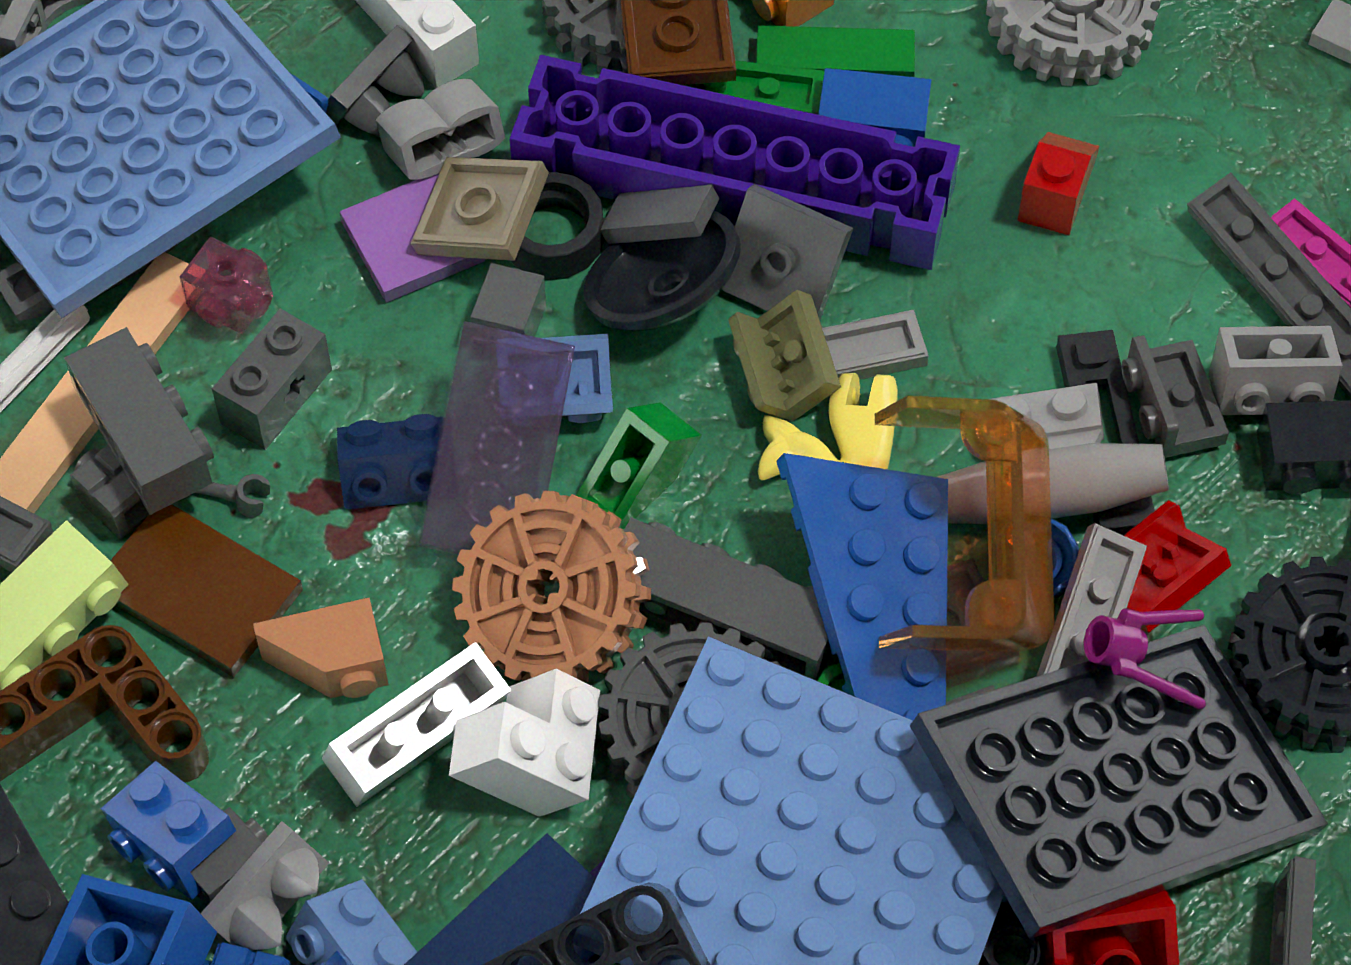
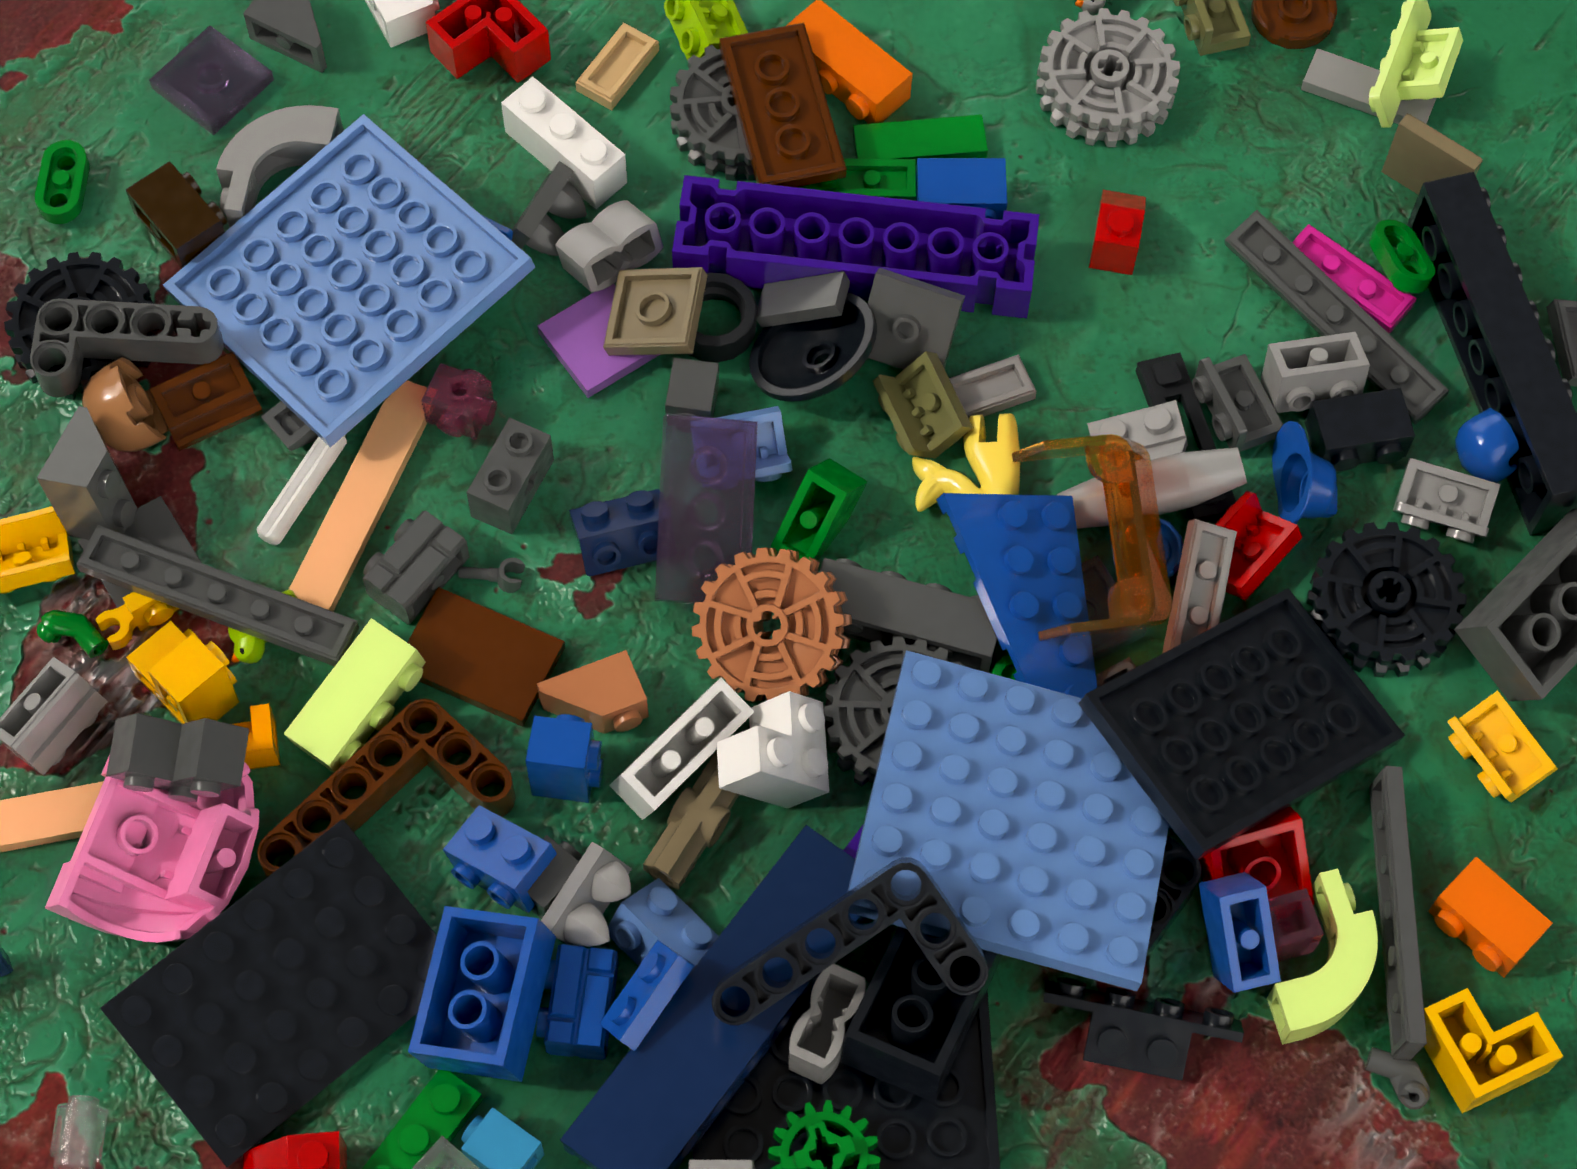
camera: 10 degrees left, 5 degrees up
(141, 419) = (415, 526): dark grey brick -> none
(267, 717) = (563, 758): none -> blue brick
(416, 818) = (692, 826): none -> dark tan piece
(1123, 646) = (1233, 615): magenta plant -> none
(1243, 496) = (1302, 480): none -> blue piece

